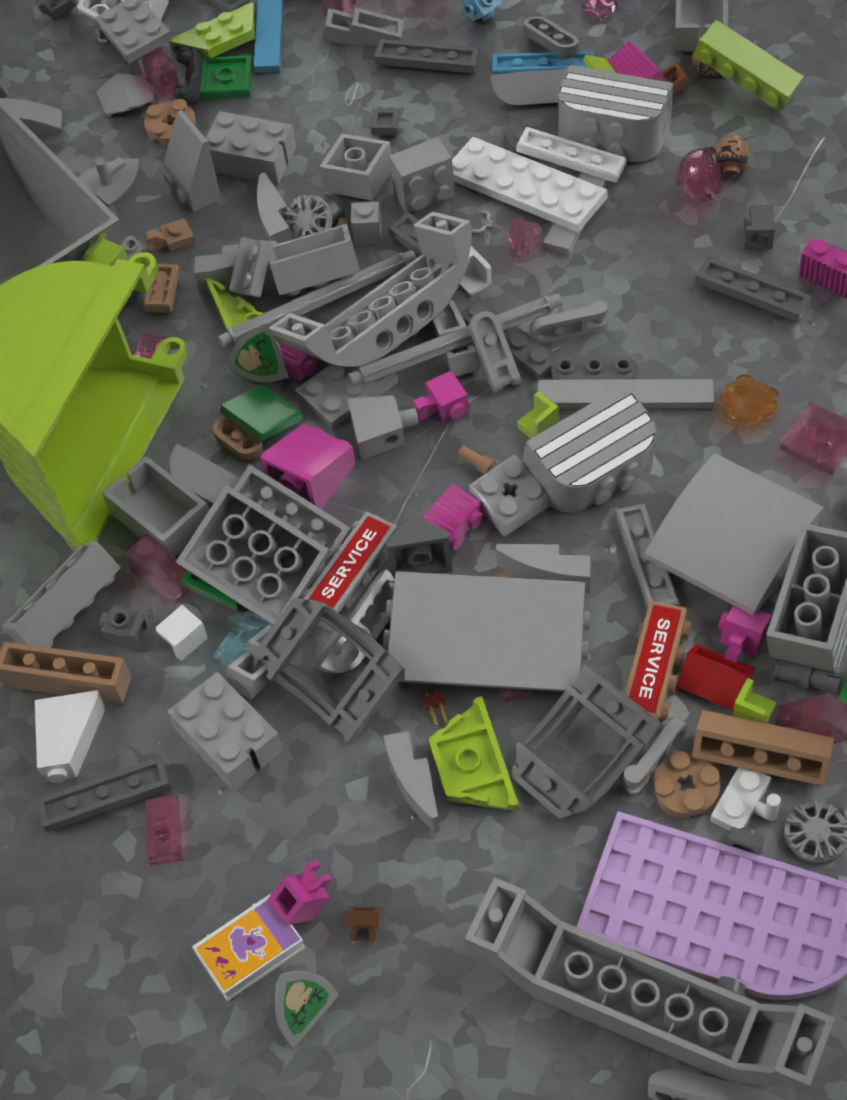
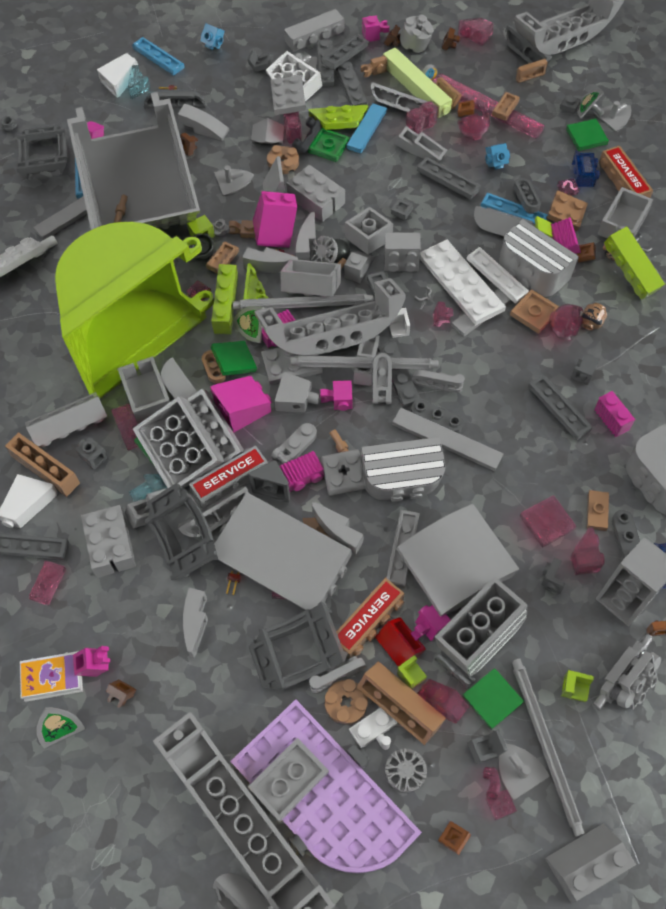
camera: 20 degrees right, 5 degrees up
(182, 632) = (118, 470): white panel -> none
(200, 340) = (223, 301): none -> lime brick
(214, 202) = (274, 219): none -> dark pink slope
(250, 267) = (273, 266): light grey bracket -> none
(418, 487) = (296, 443): none -> light grey plate
(472, 761) = (232, 625): lime wing -> none
(540, 418) = (388, 433): lime panel -> none
(612, 31) = (567, 207): none -> medium nougat plate
(648, 182) = (534, 311): none -> medium nougat plate
(671, 911) = (288, 779): none -> light grey plate
(749, 401) = (517, 477): clear orange dish -> none

